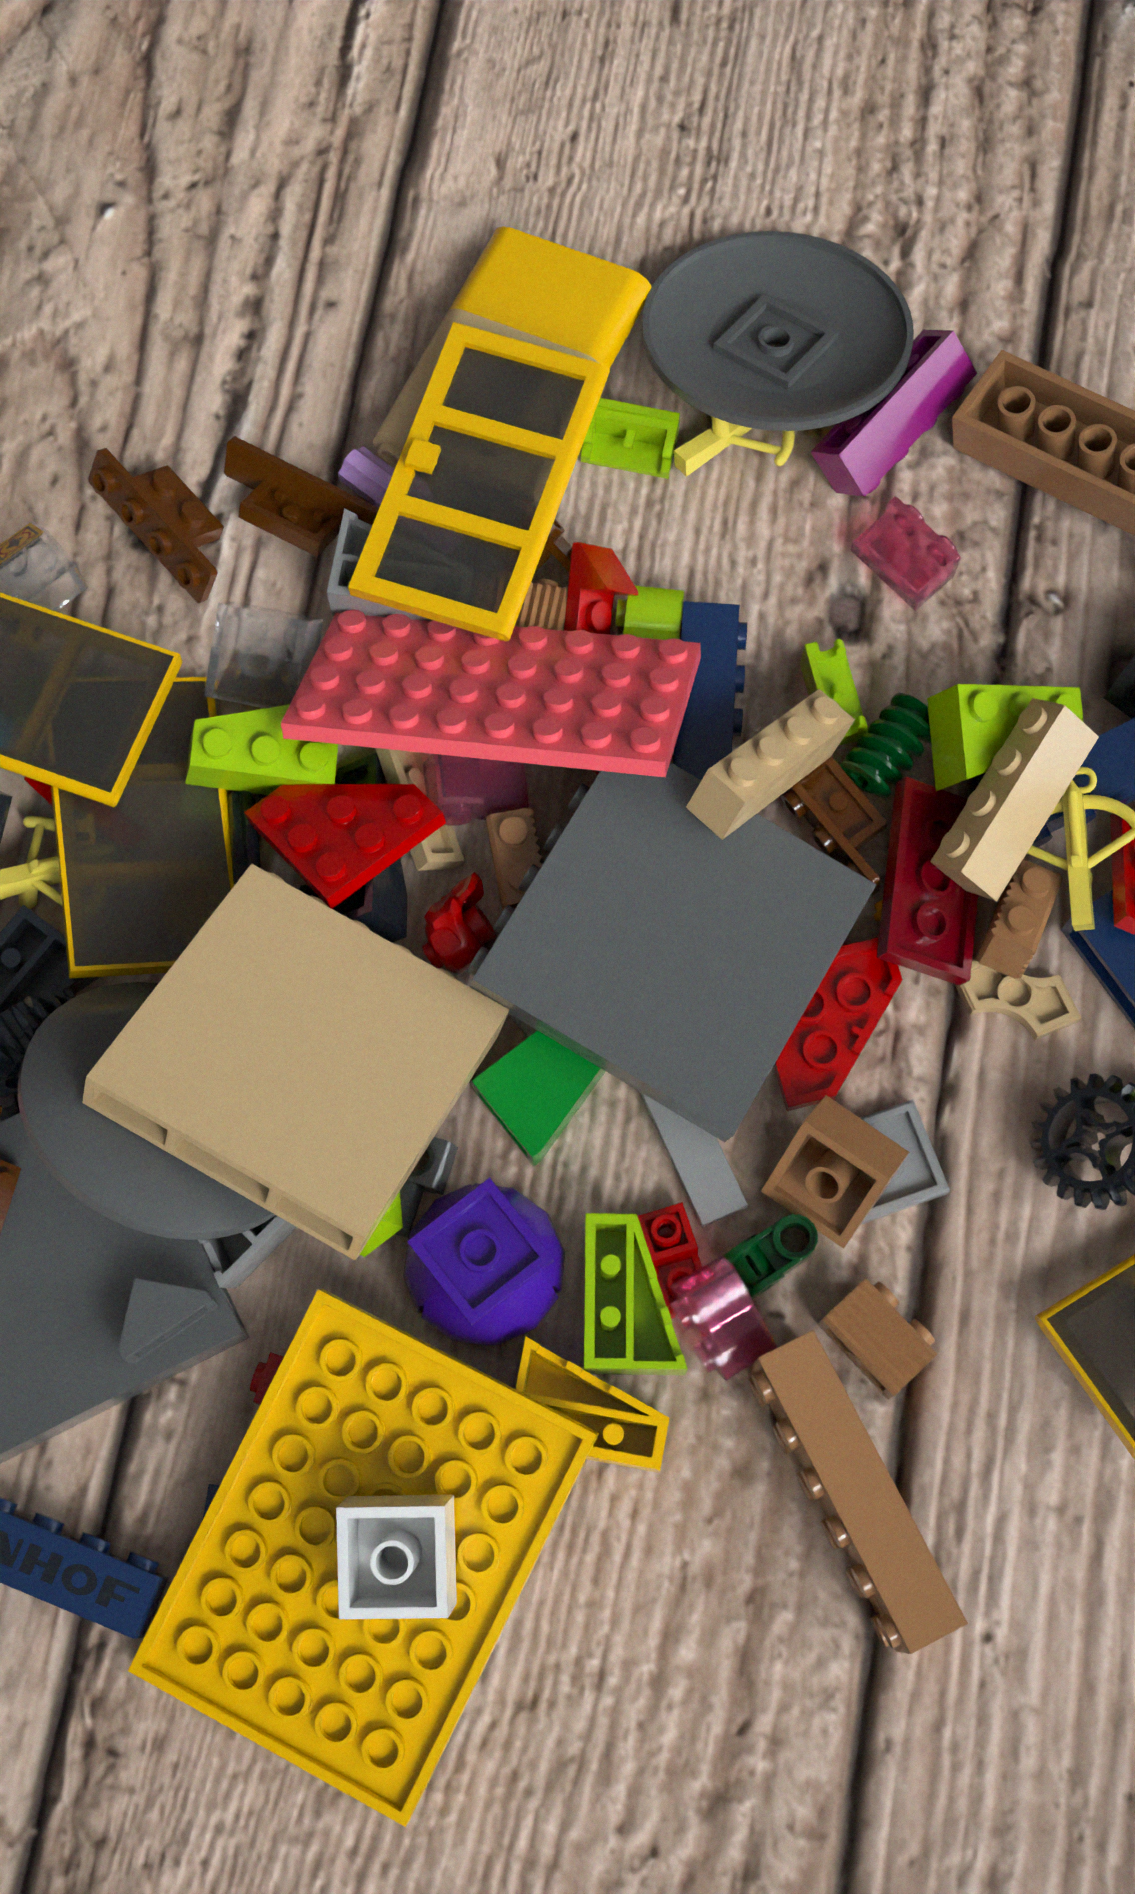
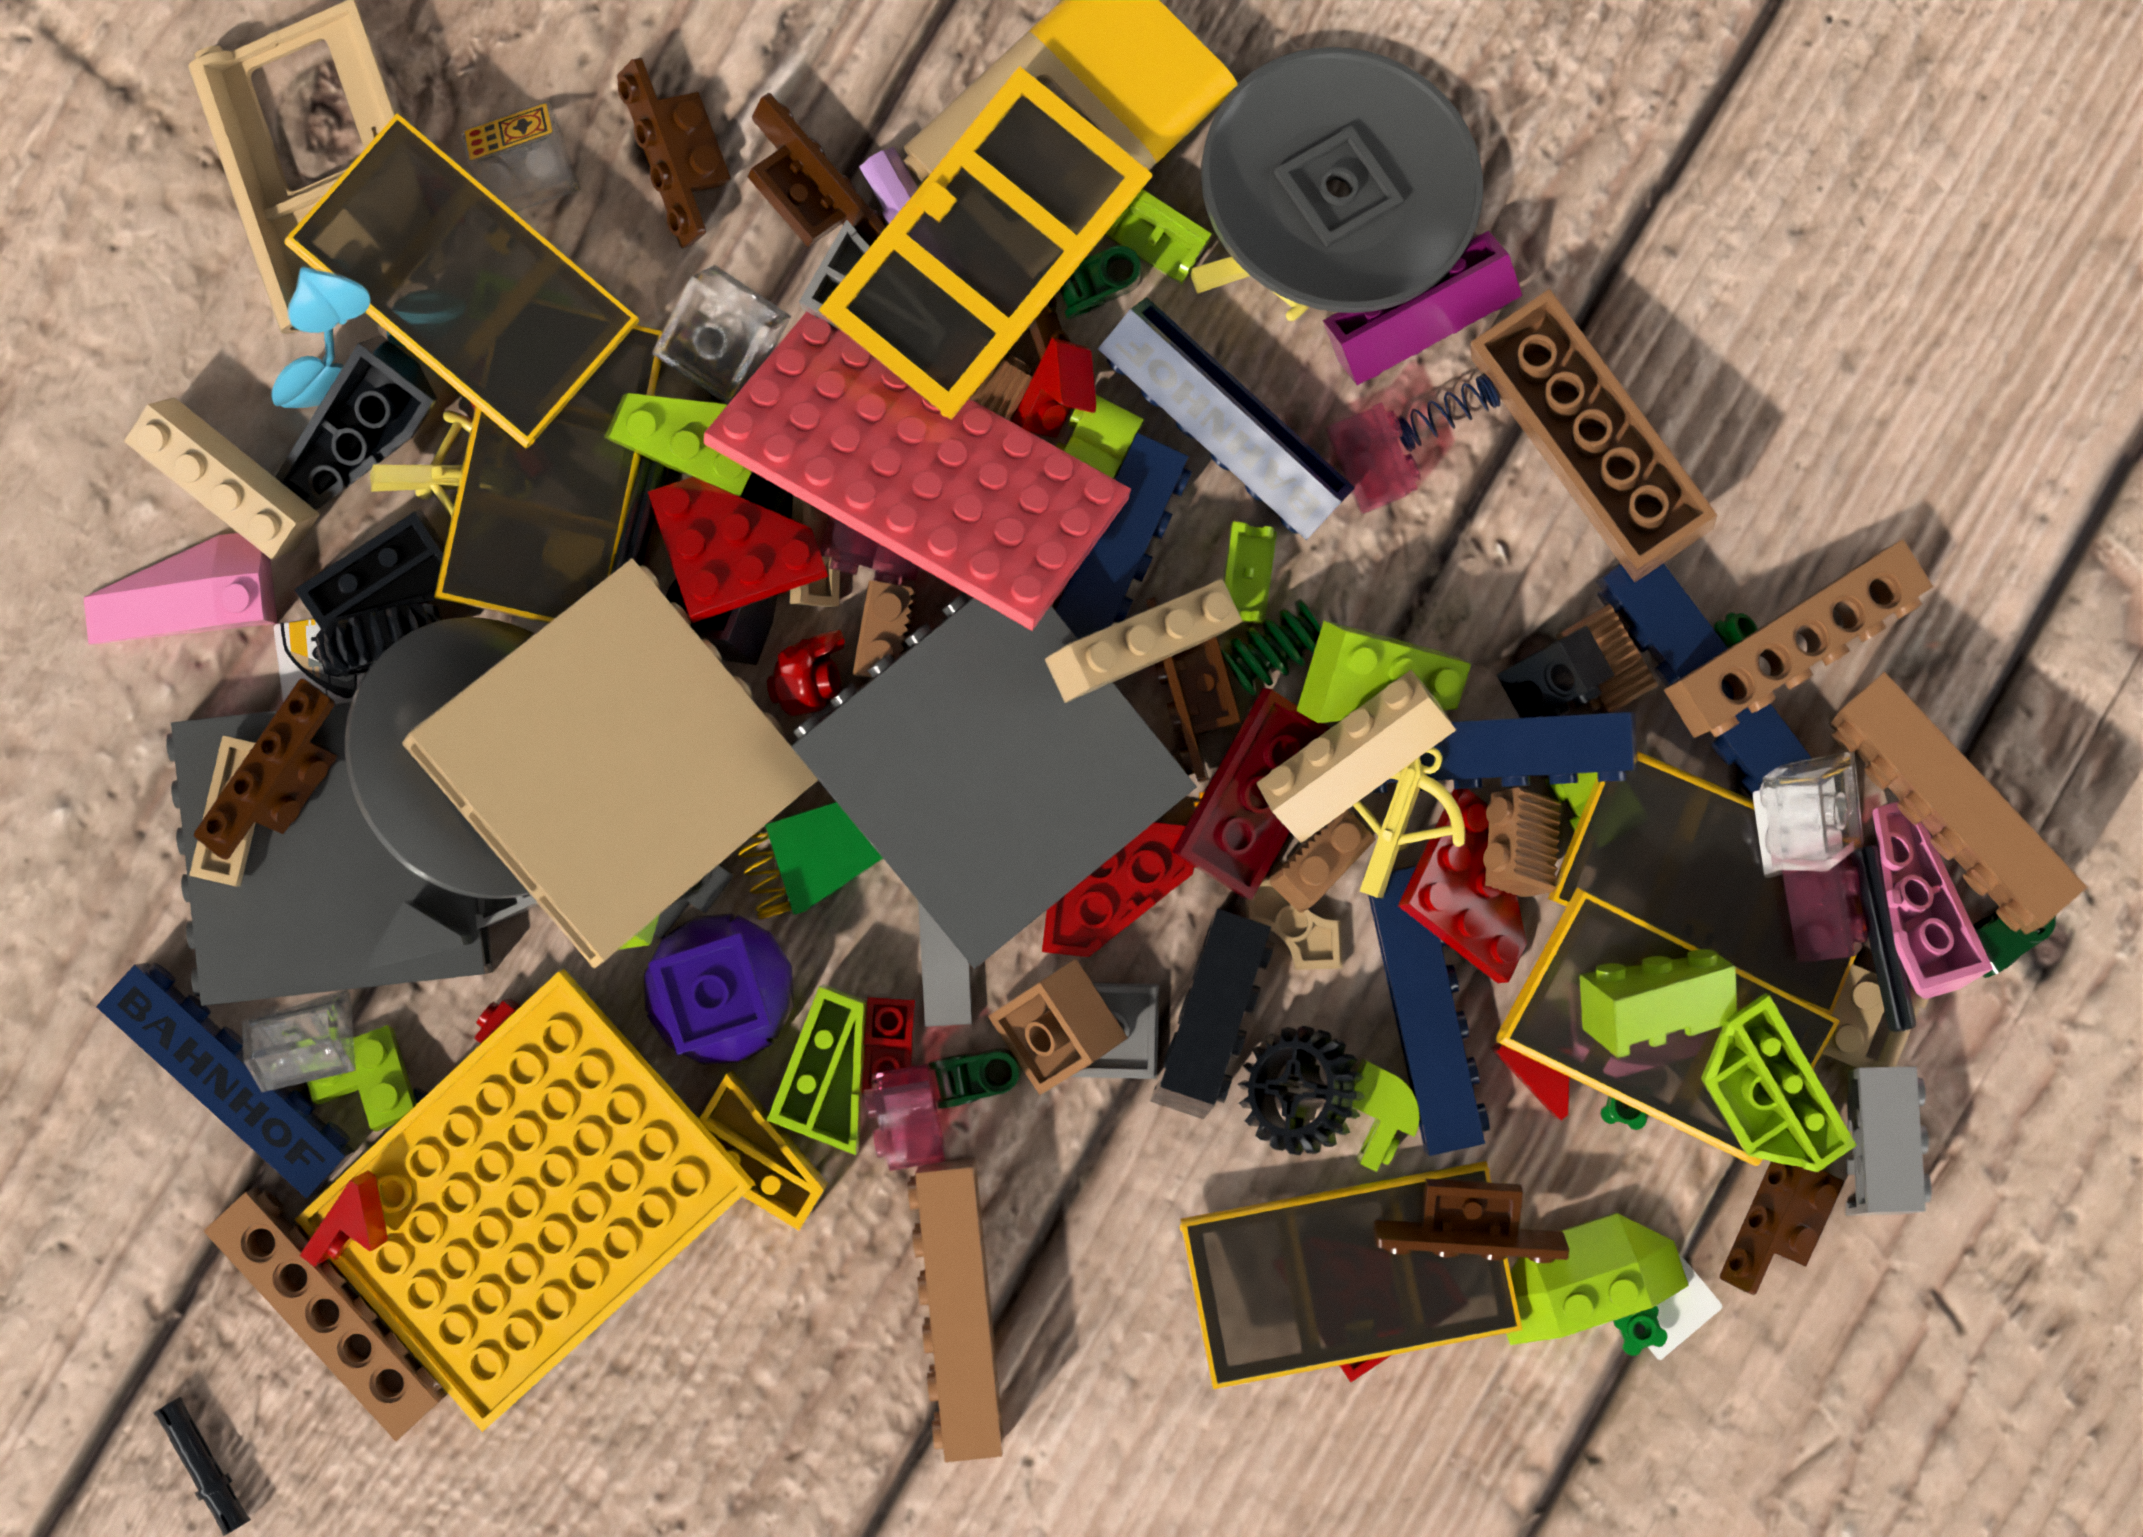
camera: 20 degrees right, 15 degrees up
(70, 1711) = (236, 1235): none -> medium nougat brick
(74, 1474) = (299, 1041): none -> clear slope
(149, 1478) = (378, 1077): none -> lime plate
(187, 1632) = (353, 1216): none -> red slope
(396, 1557) = (545, 1224): white brick -> none
(507, 1169) = (771, 910): none -> yellow piece
(589, 498) = (1096, 284): none -> dark green piece
(759, 566) = (1225, 418): none -> brick
(879, 1337) = (1038, 1183): medium nougat brick -> none
(976, 470) = (1484, 386): none -> dark blue piece
(981, 1107) = (1213, 1015): none -> black wedge

